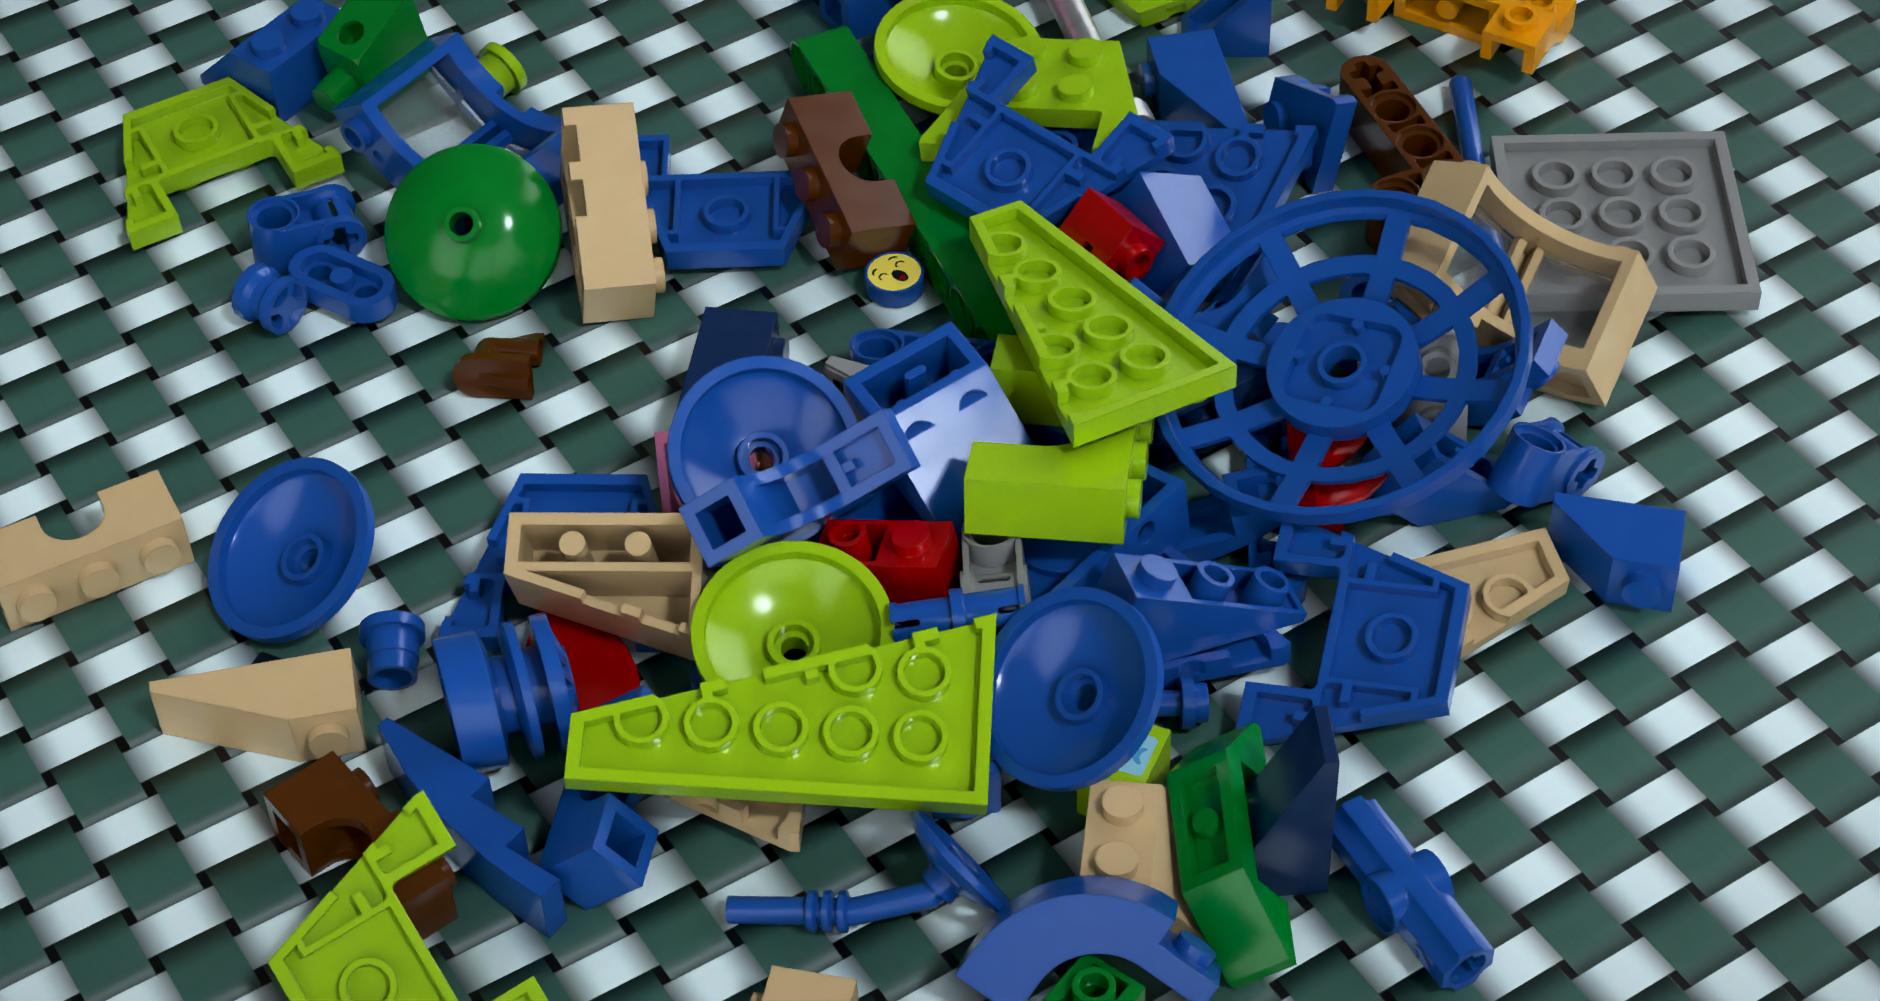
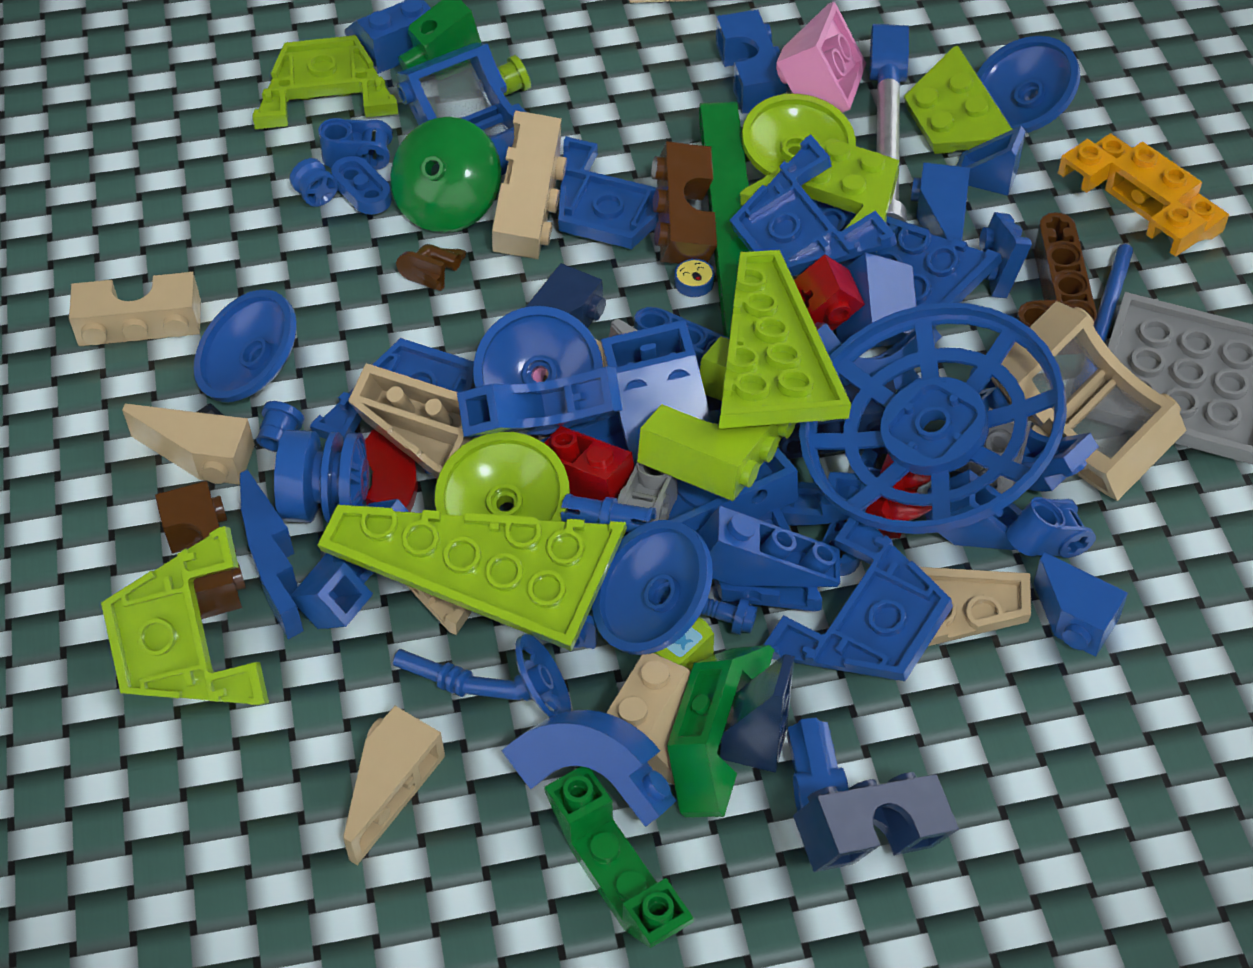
camera: 20 degrees right, 5 degrees up
(1495, 895) = (840, 826): none -> dark blue arch

